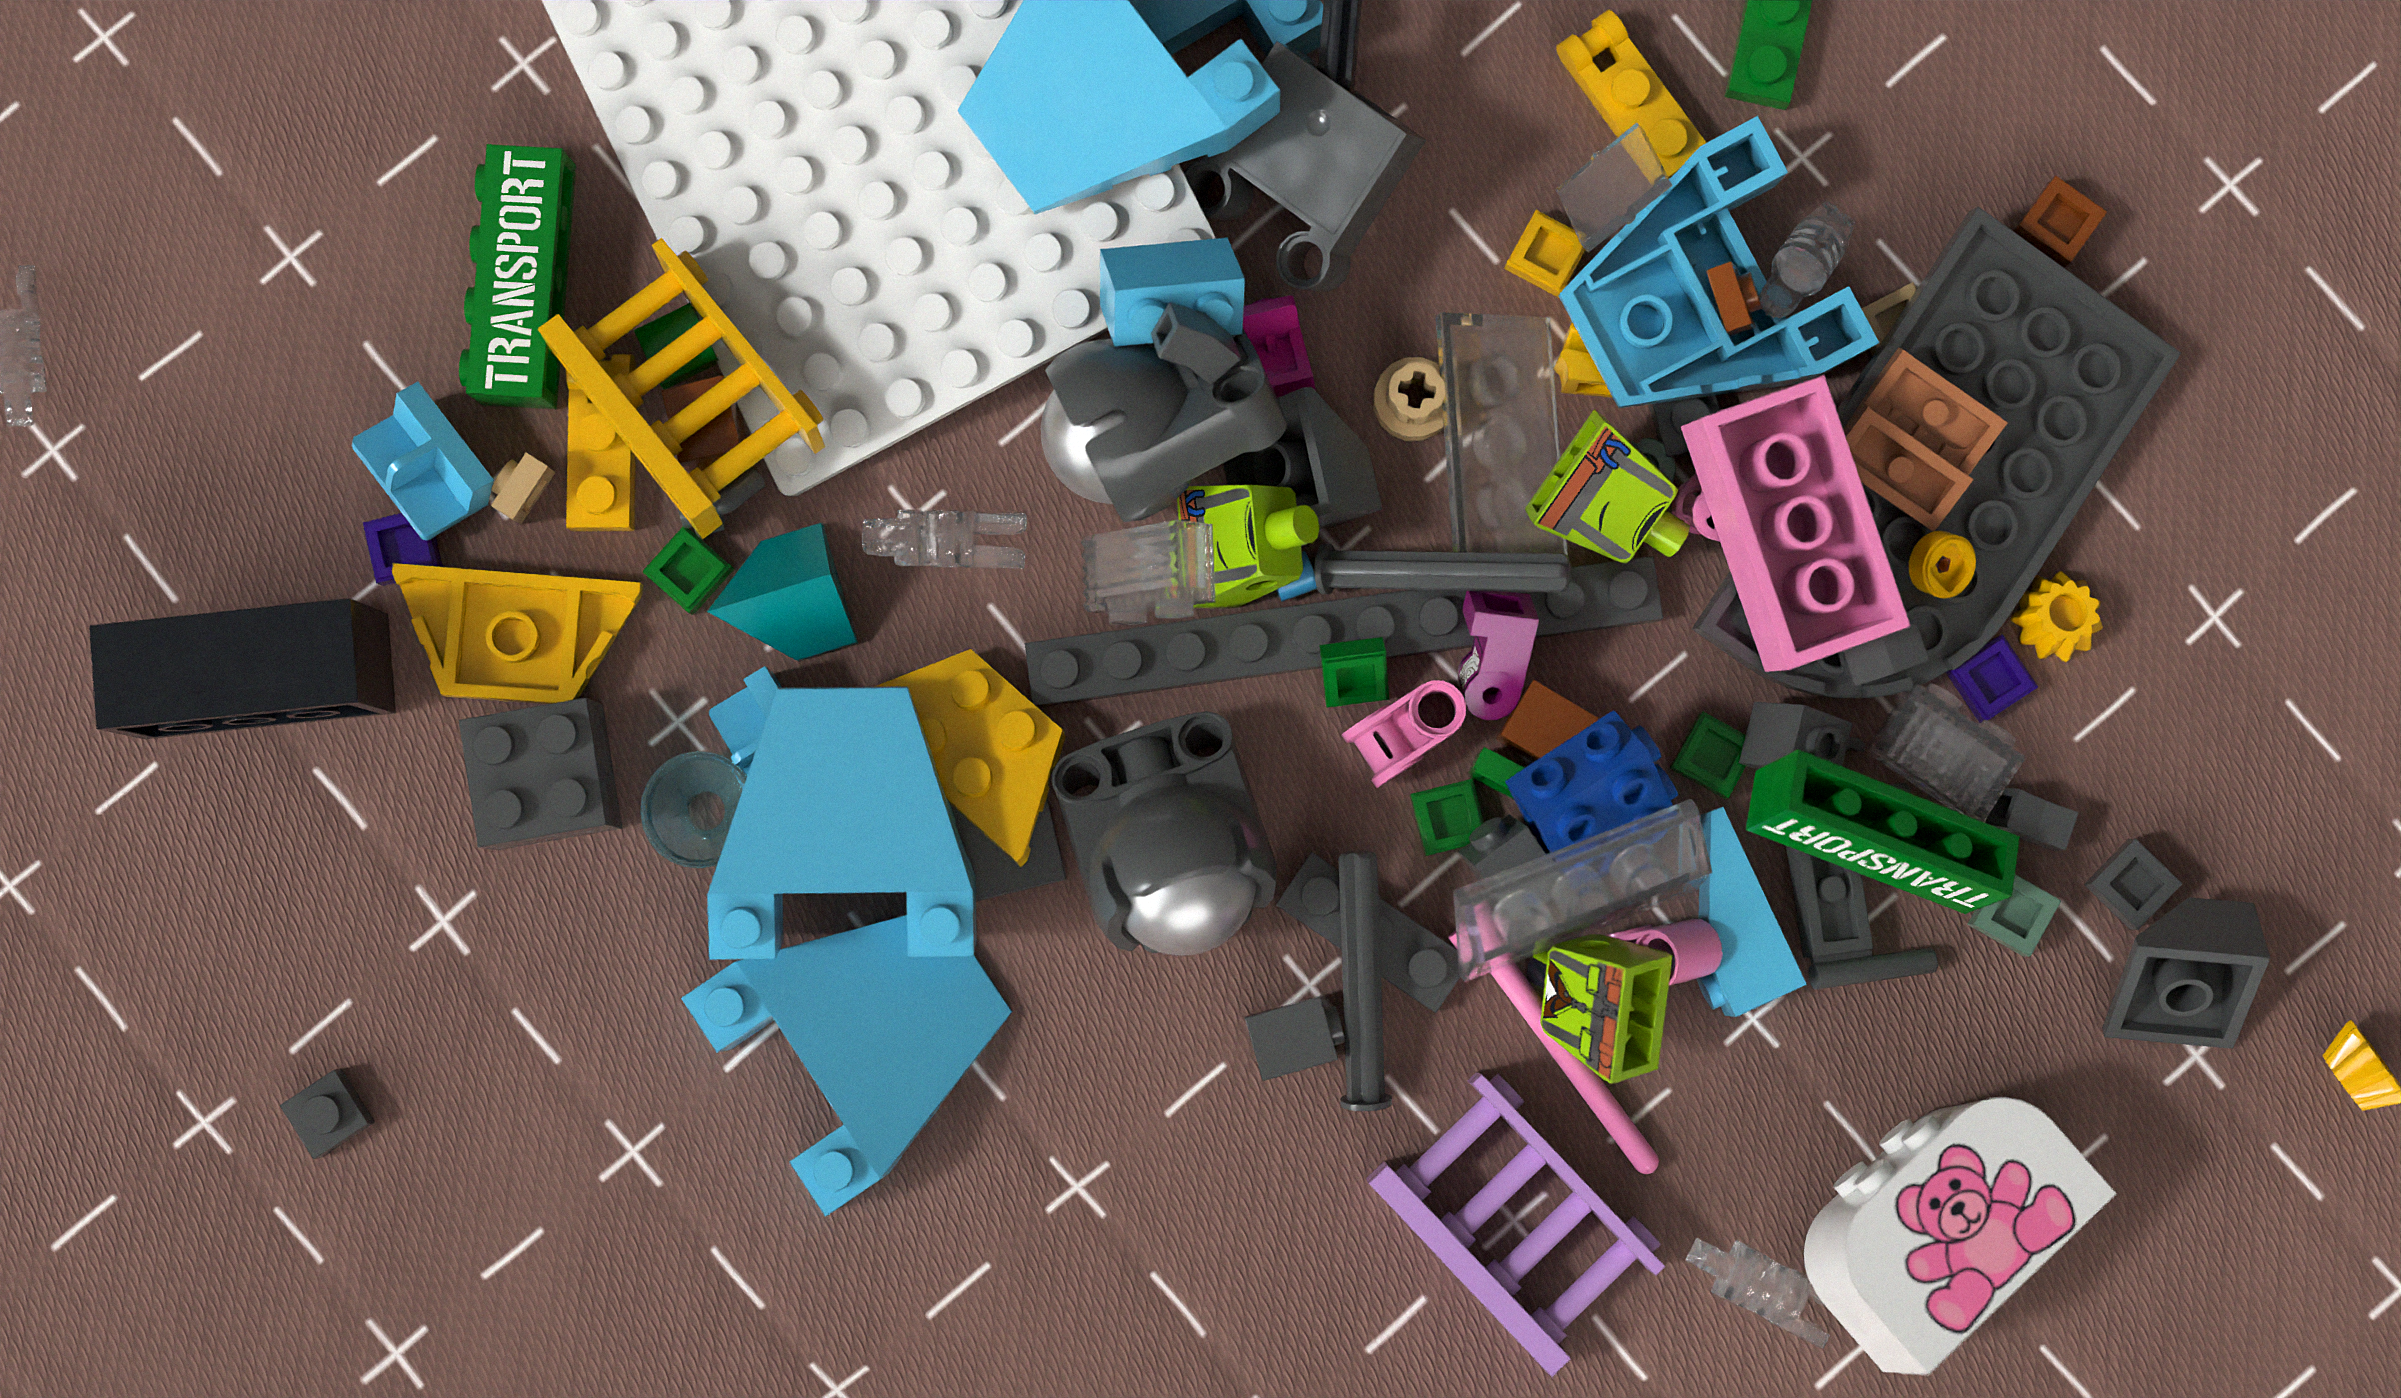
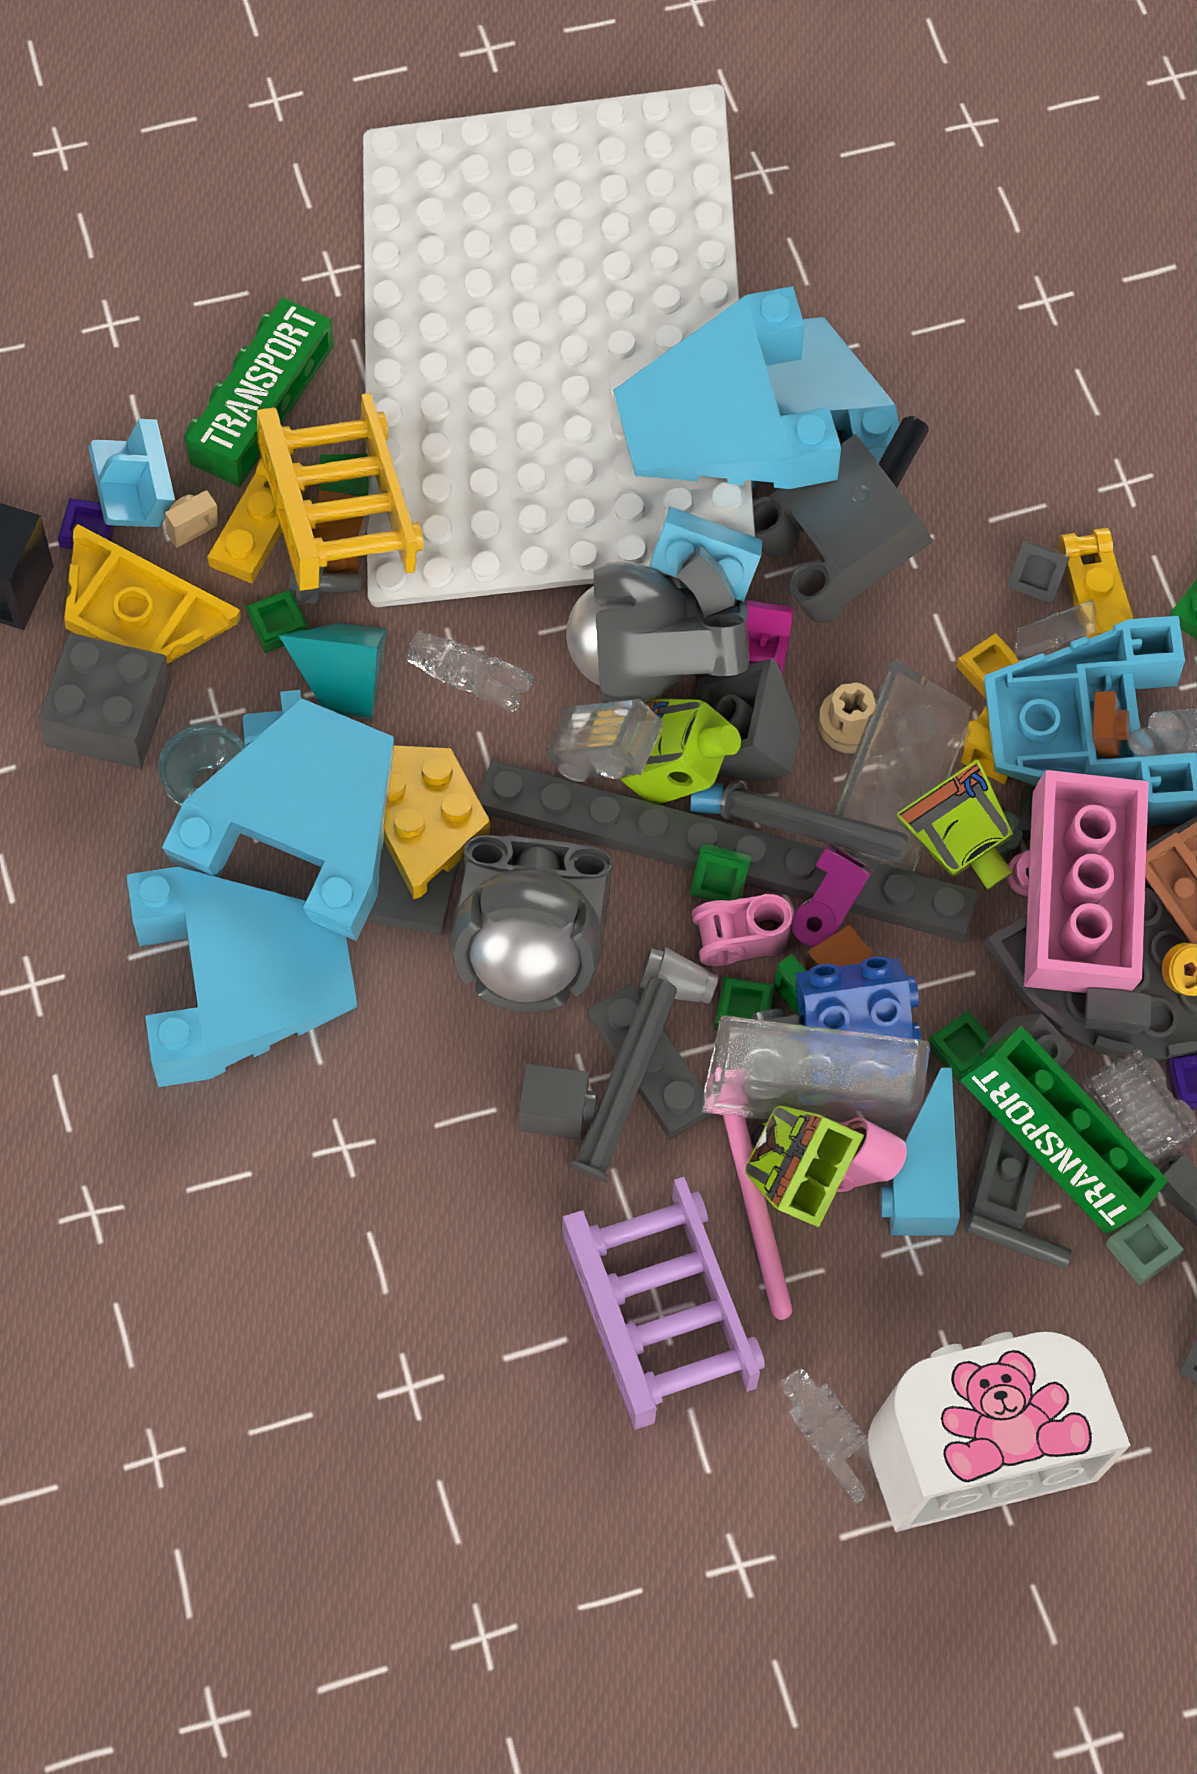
camera: 15 degrees right, 20 degrees down
(1359, 821) = (689, 978): none -> light grey cone
(1553, 106) = (1038, 571): none -> dark grey plate

